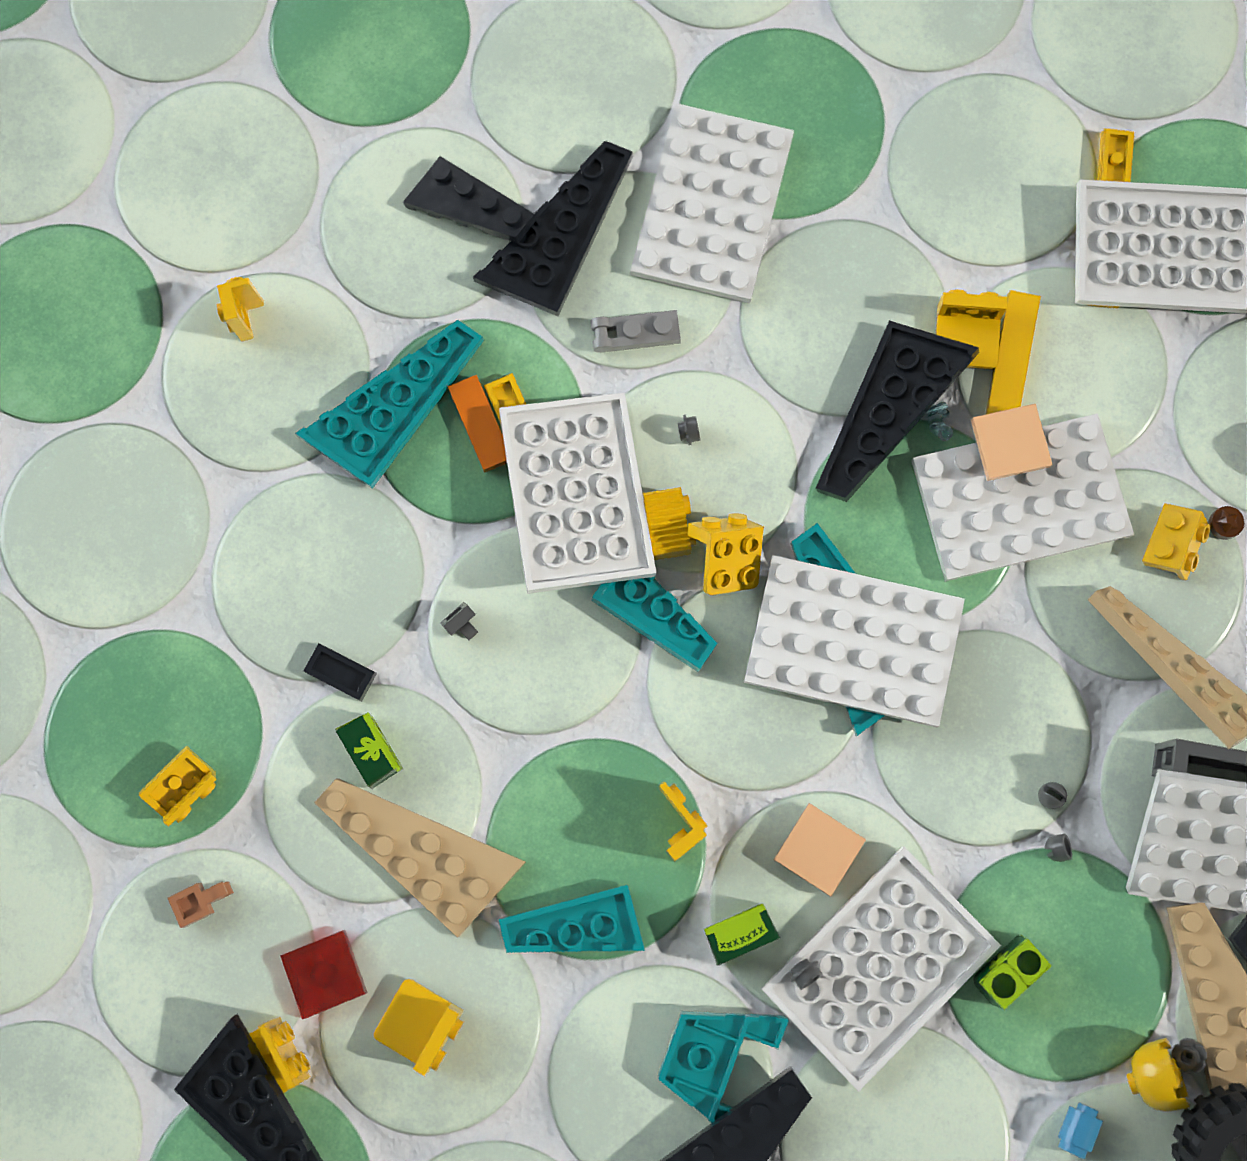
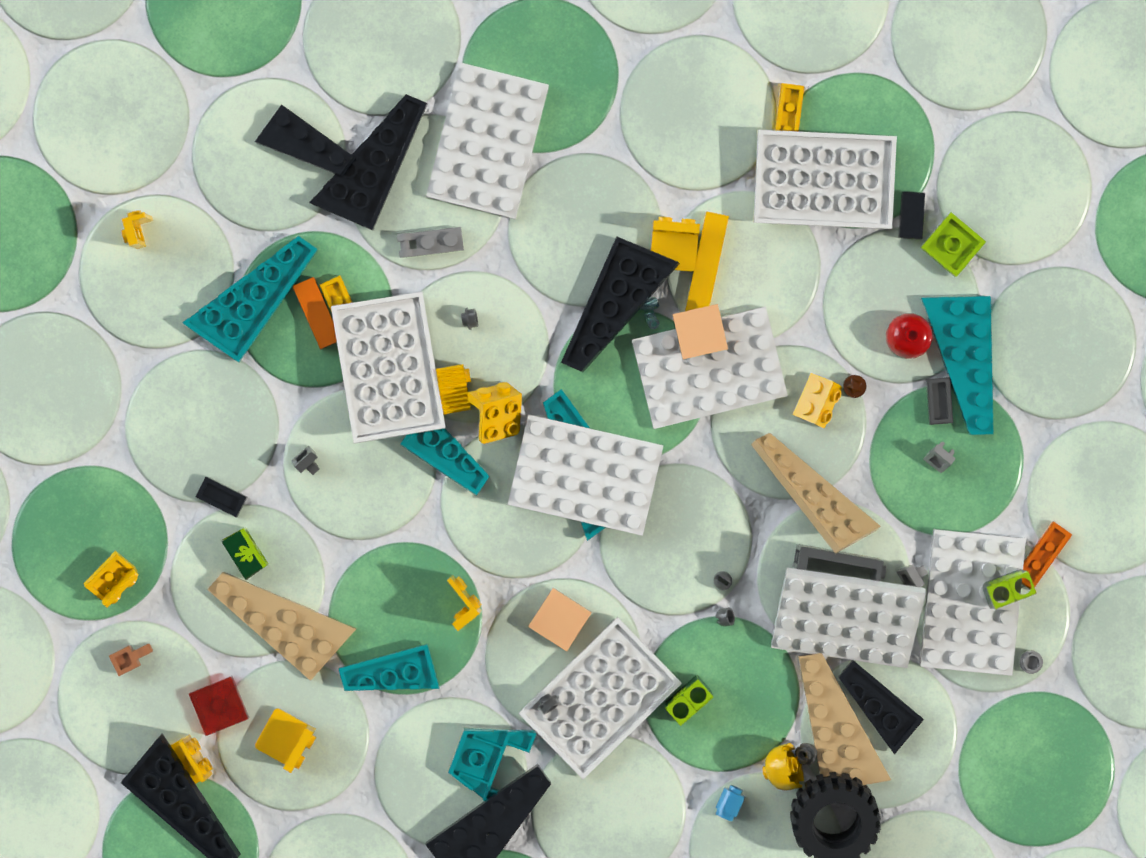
camera: 10 degrees left, 10 degrees up
(741, 934) = (504, 677): piece -> none

